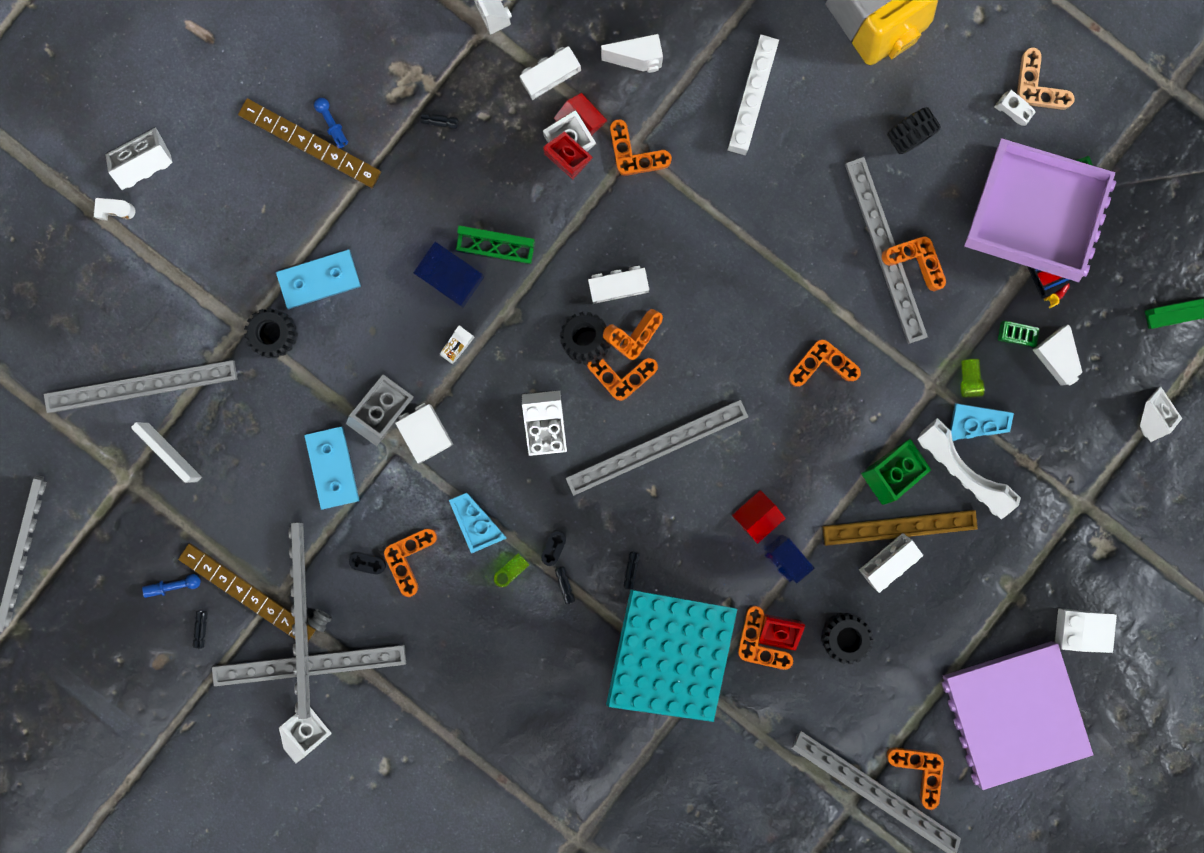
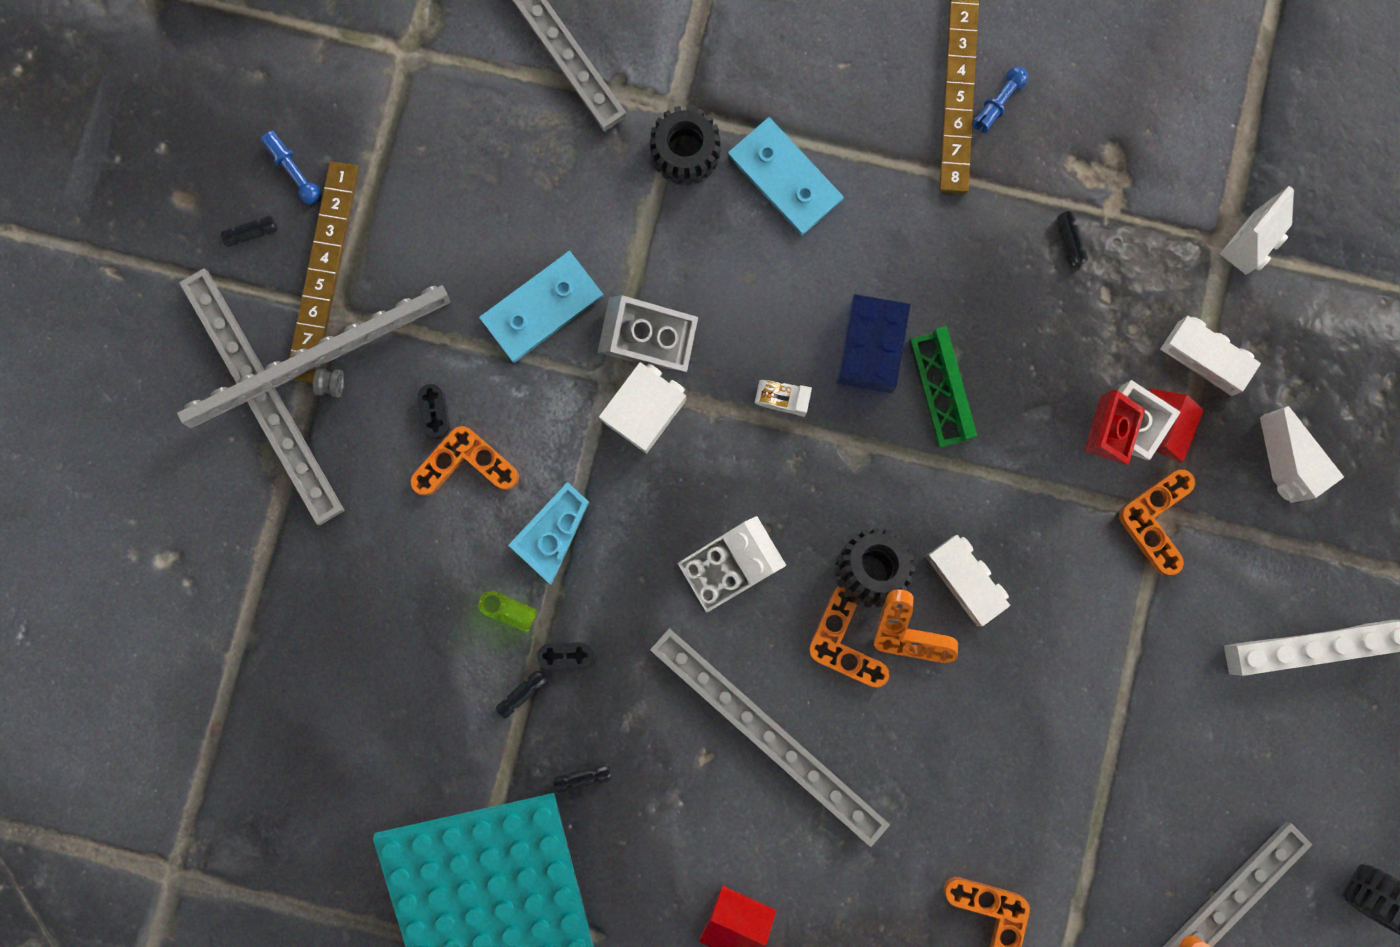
camera: 65 degrees right, 5 degrees down
(166, 452) = (465, 81): white tile -> none
(302, 735) = (159, 430): white slope -> none

